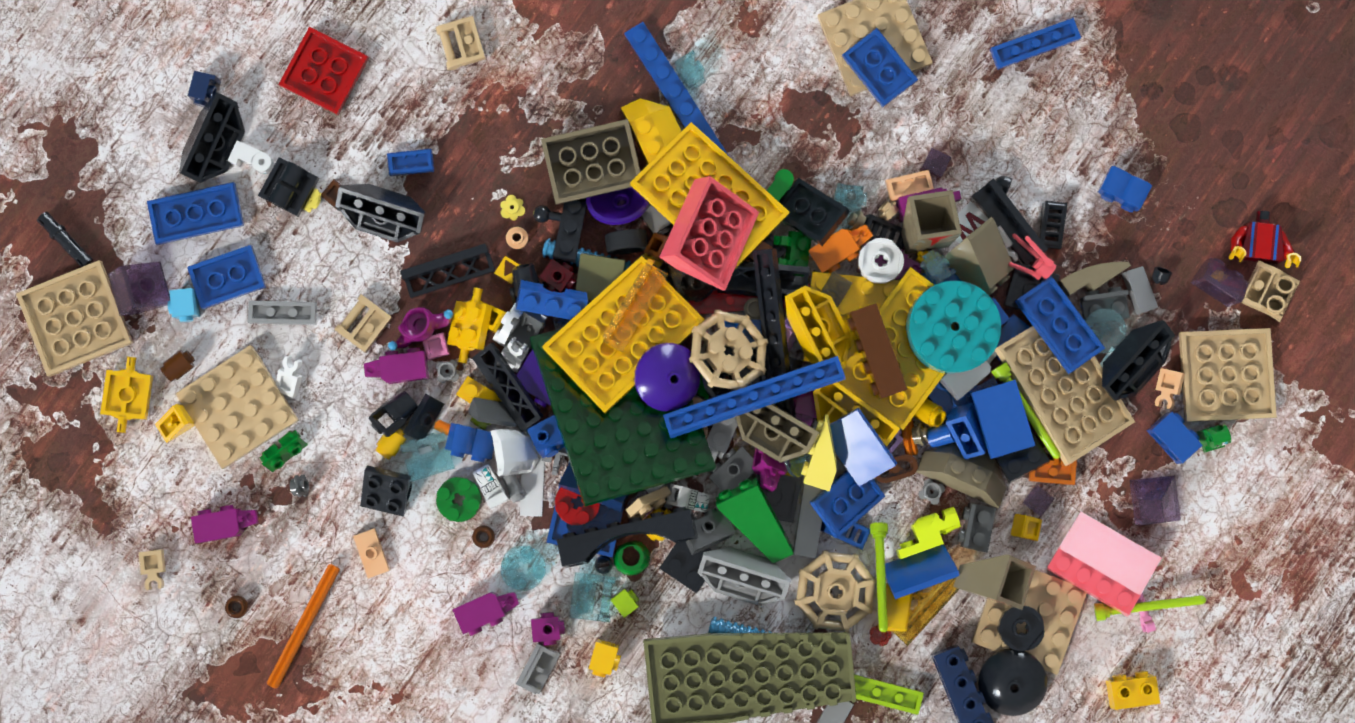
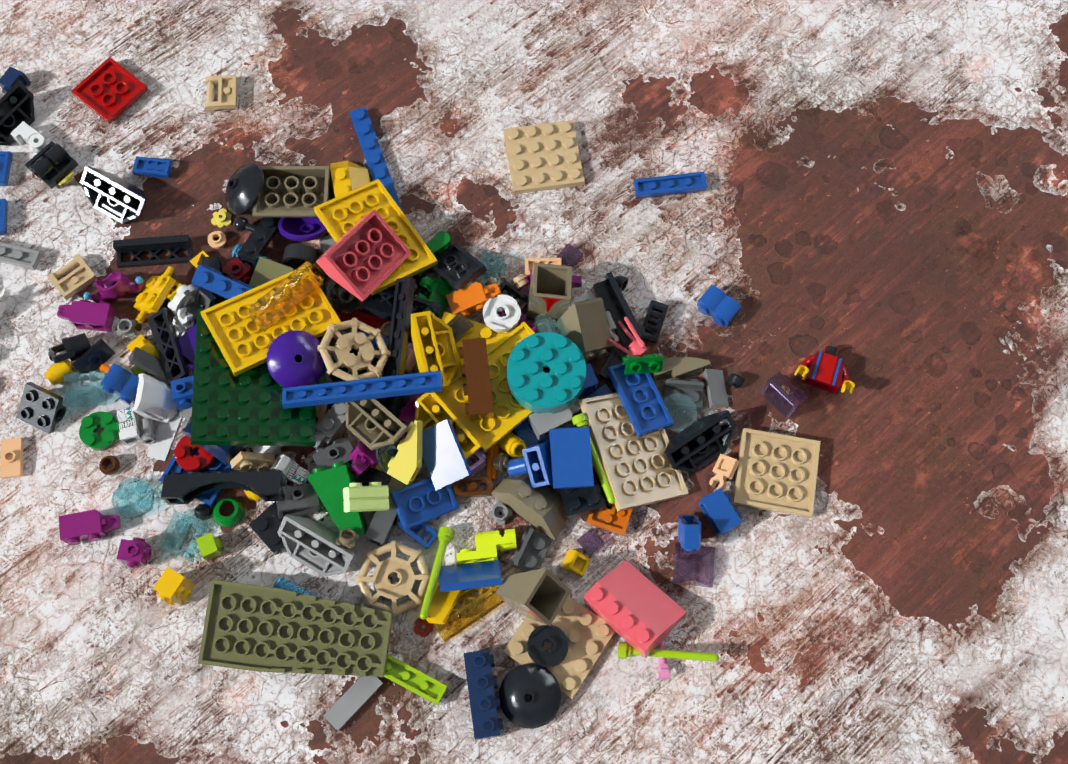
camera: 10 degrees right, 15 degrees down
(436, 346) = (124, 307): bright pink tile -> none
(534, 169) = (244, 188): none -> black dish
(538, 668) = (116, 586): light grey hinge -> none
(690, 70) = (391, 146): clear light blue brick -> none
(779, 558) = (347, 538): none -> dark tan plate
(788, 517) = (366, 498): none -> yellowish green brick
(879, 67) = (540, 174): blue tile -> none
(1064, 283) = (645, 364): none -> green hinge
(1132, 691) = (637, 729): yellow brick -> none
(1147, 469) = (689, 532): none -> blue brick
(1214, 437) = (754, 520): green leg -> none
(1270, 290) = (826, 411): tan slope -> none

